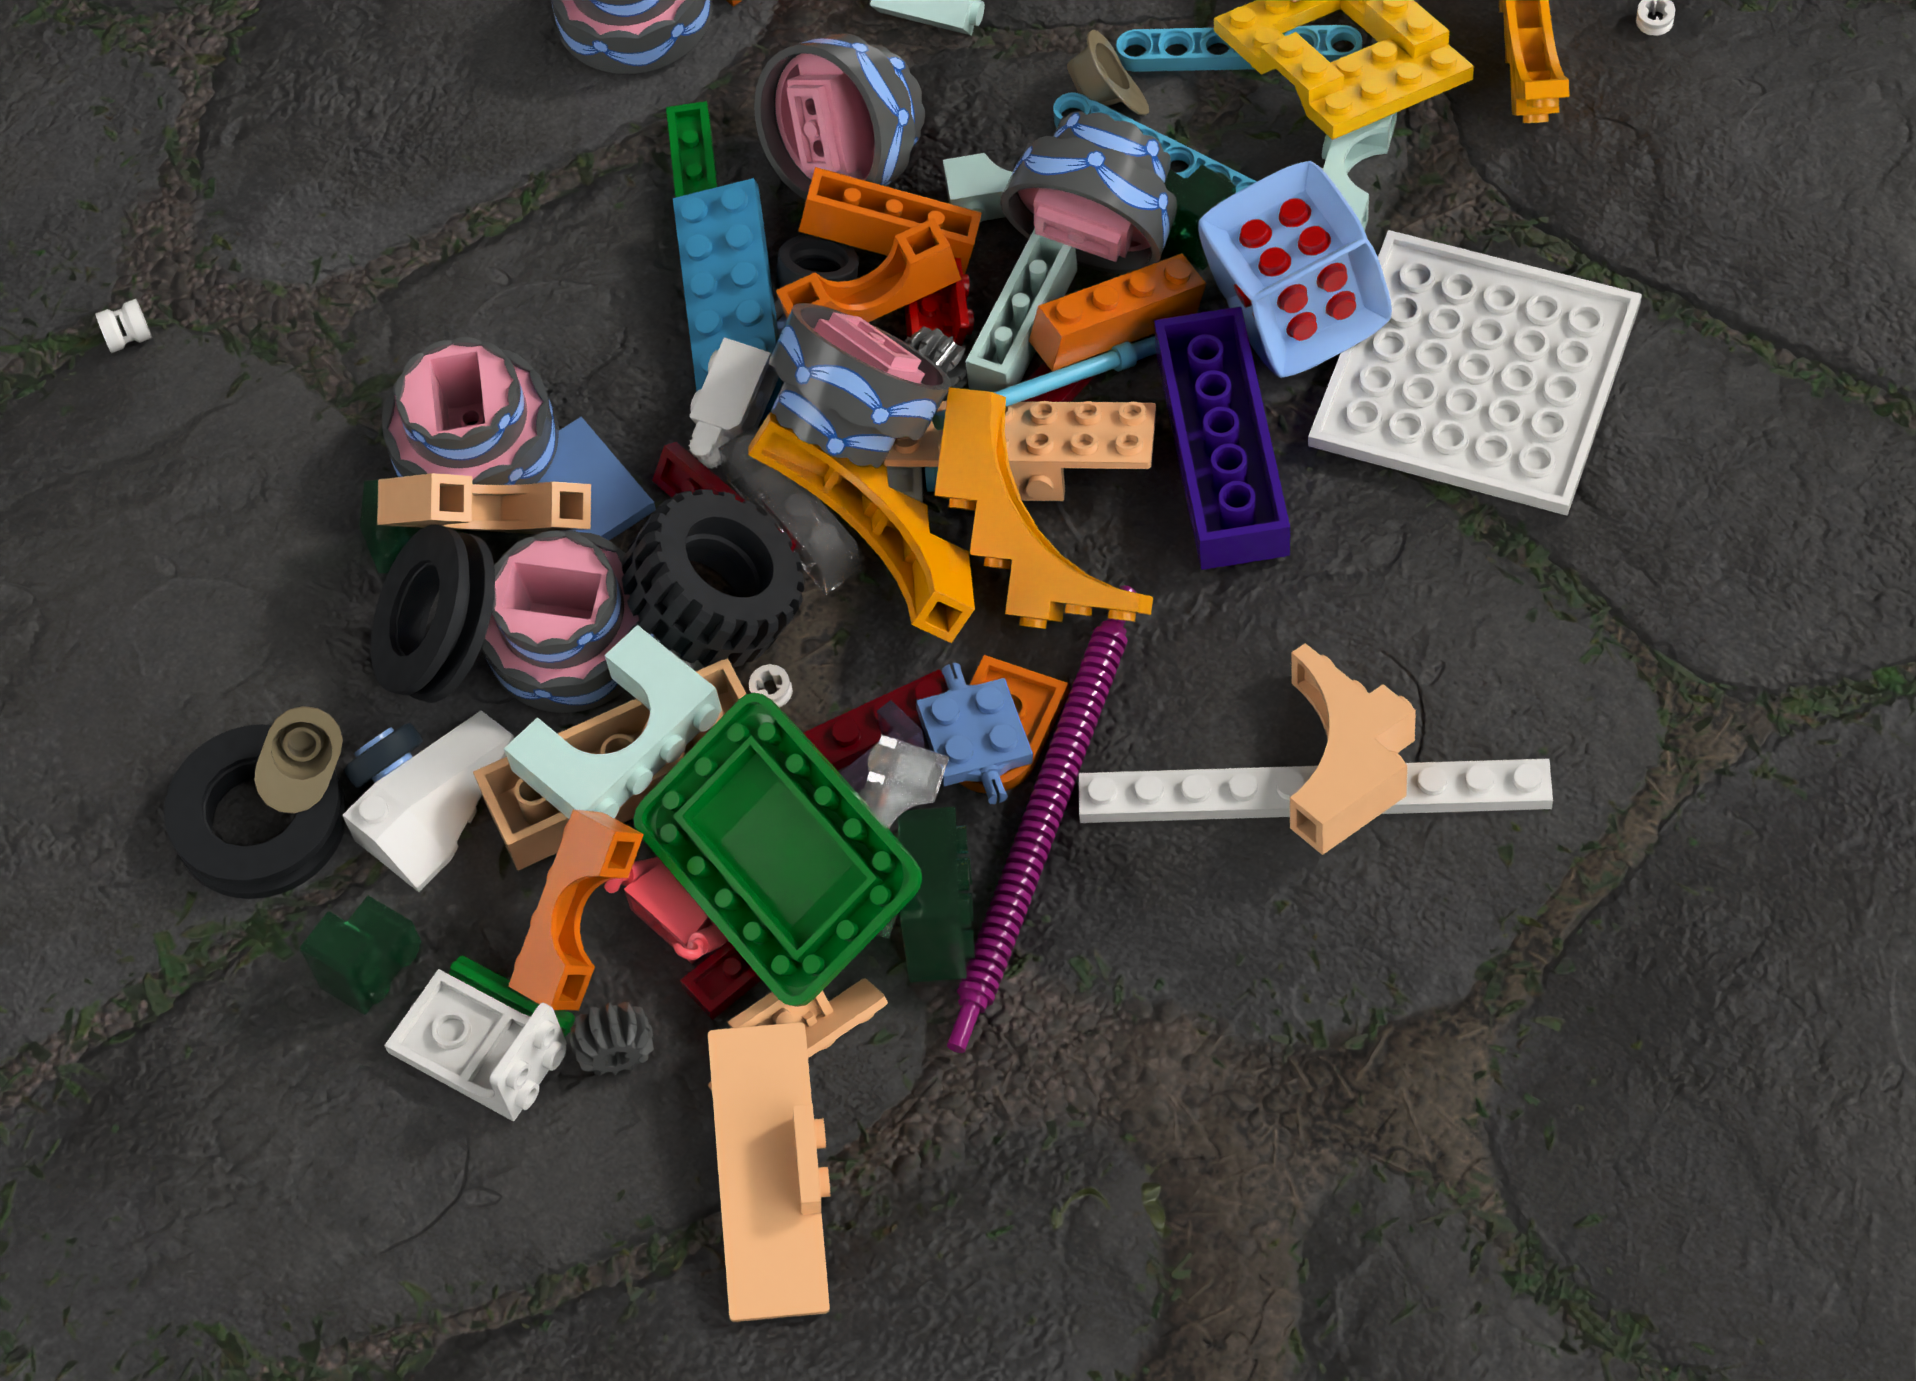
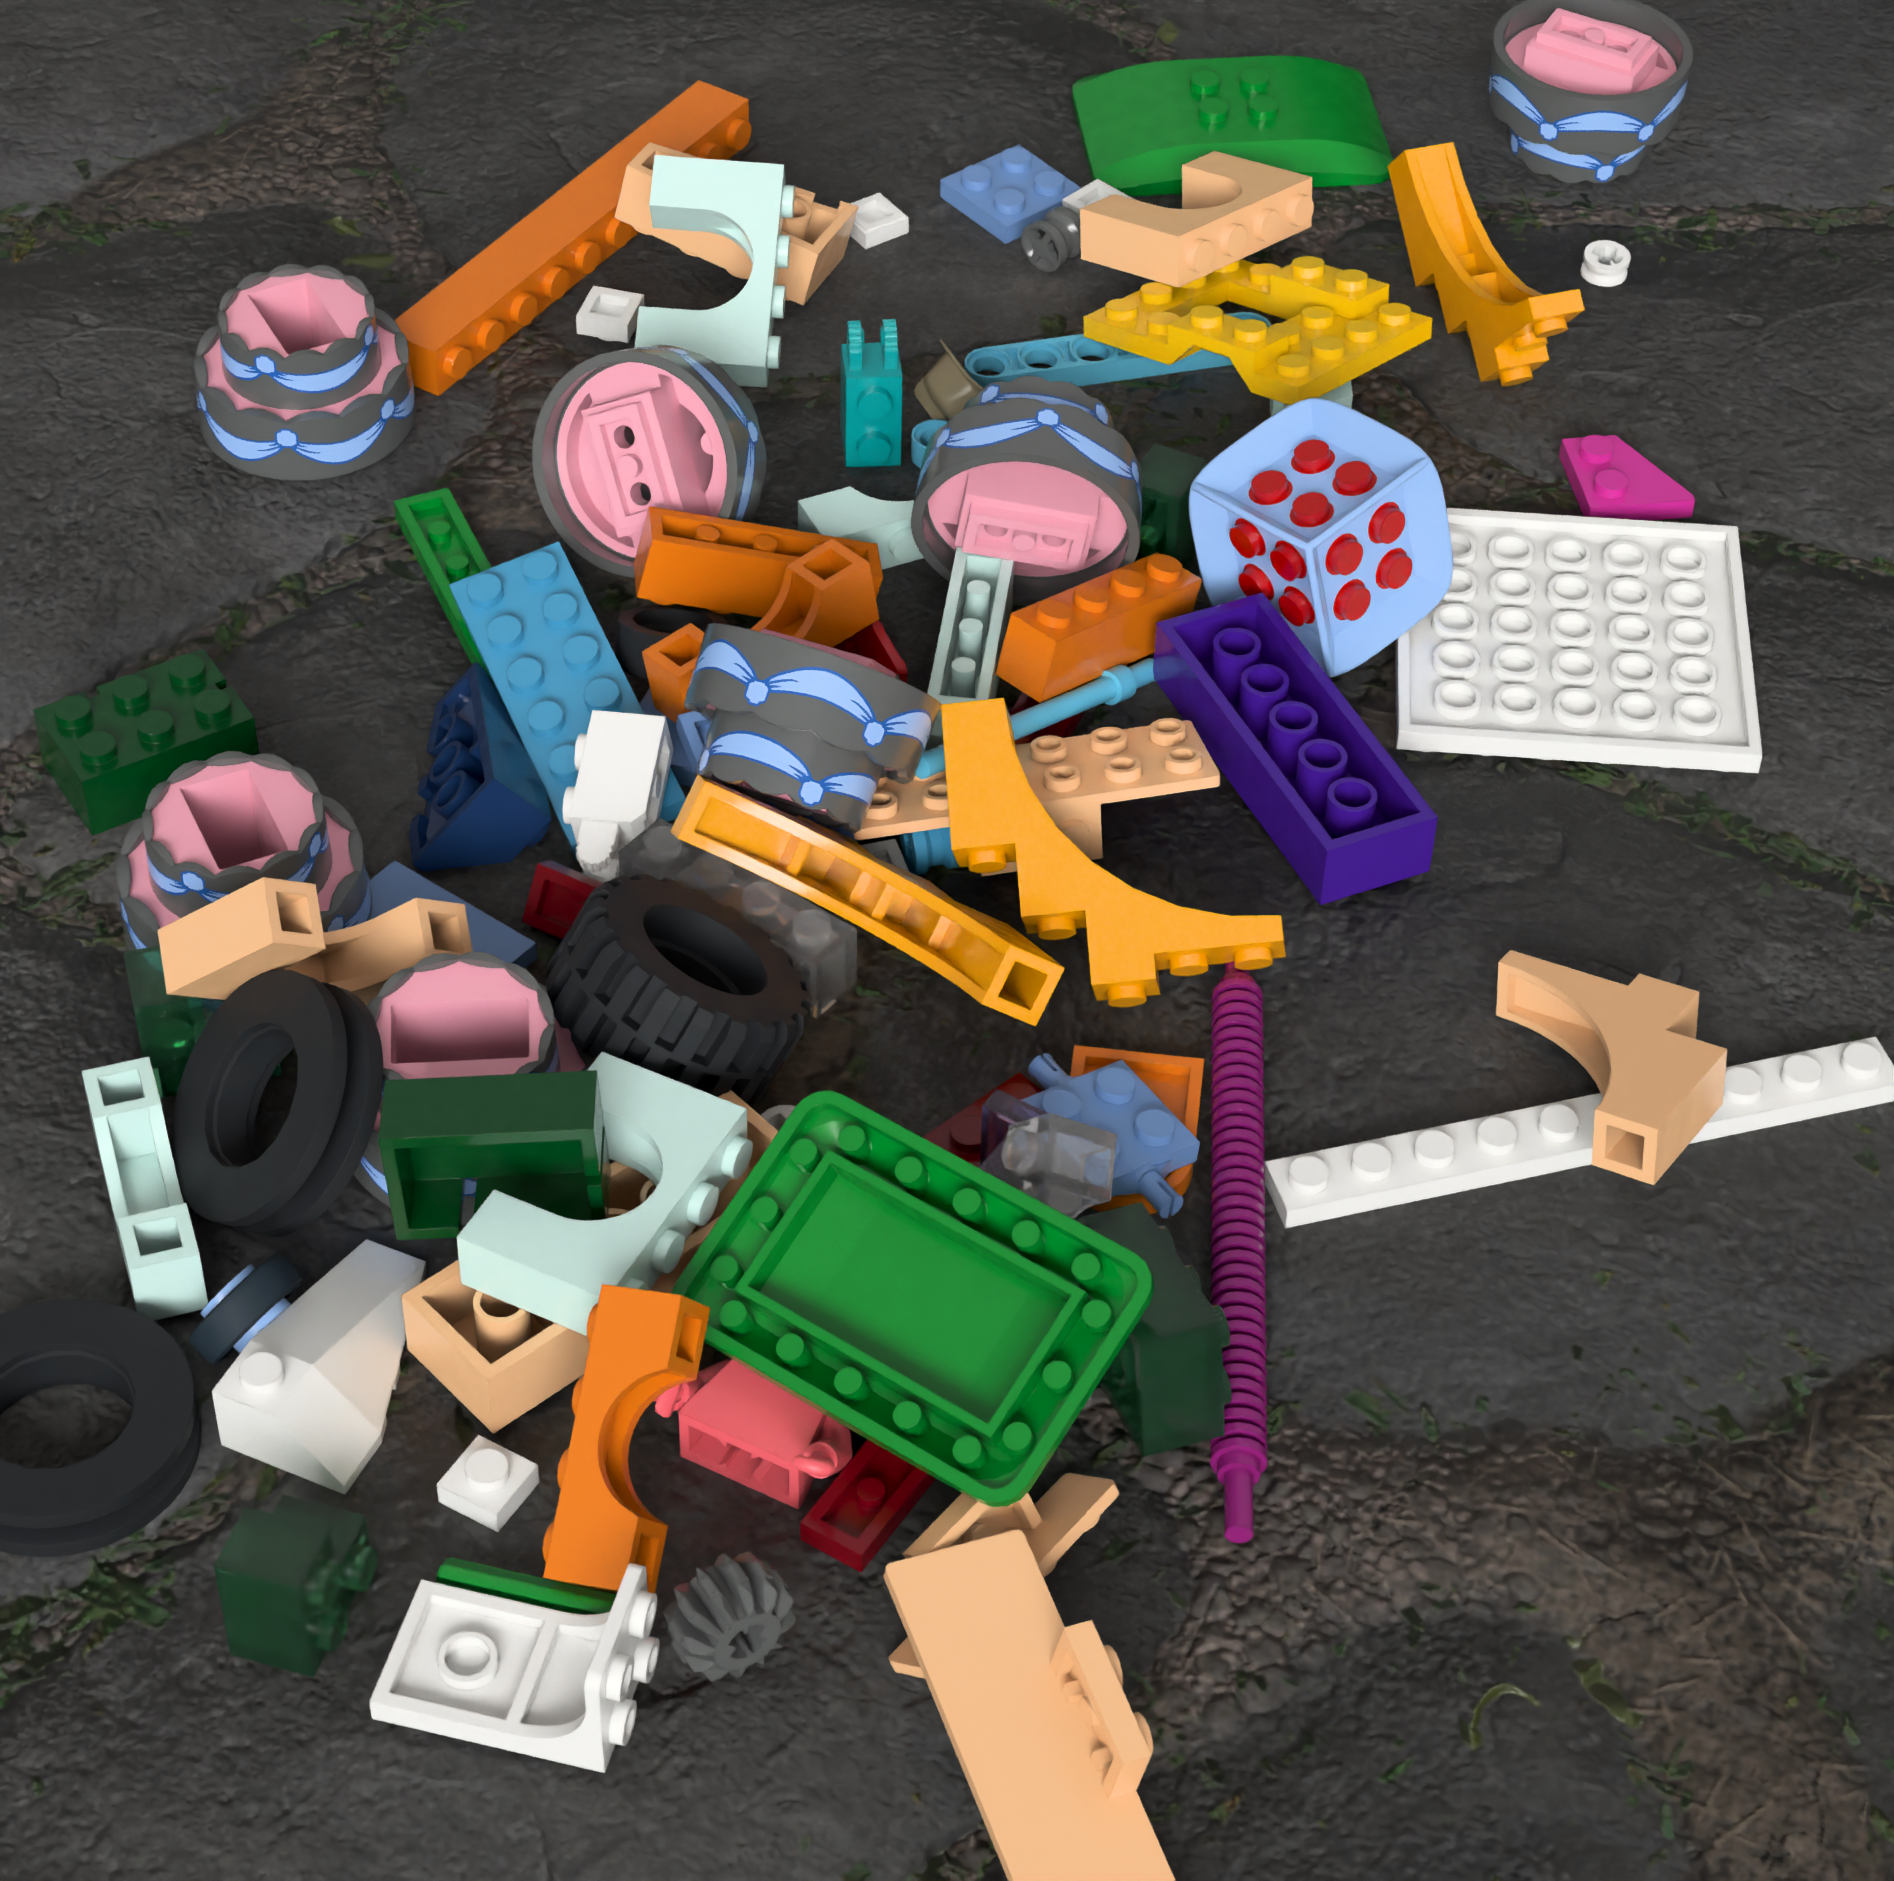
camera: 25 degrees left, 15 degrees down
(298, 759) = (126, 1321): dark tan piece -> none
(349, 609) = (145, 1190): none -> light aqua arch
(444, 290) = (137, 733): none -> dark green piece
(504, 905) = (488, 1483): none -> white plate
(577, 686) = (514, 1132): none -> dark green piece
(655, 363) = (481, 786): none -> dark blue wedge
(1025, 75) = (871, 397): none -> teal hinge
(1576, 232) = (1620, 482): none -> dark pink wing

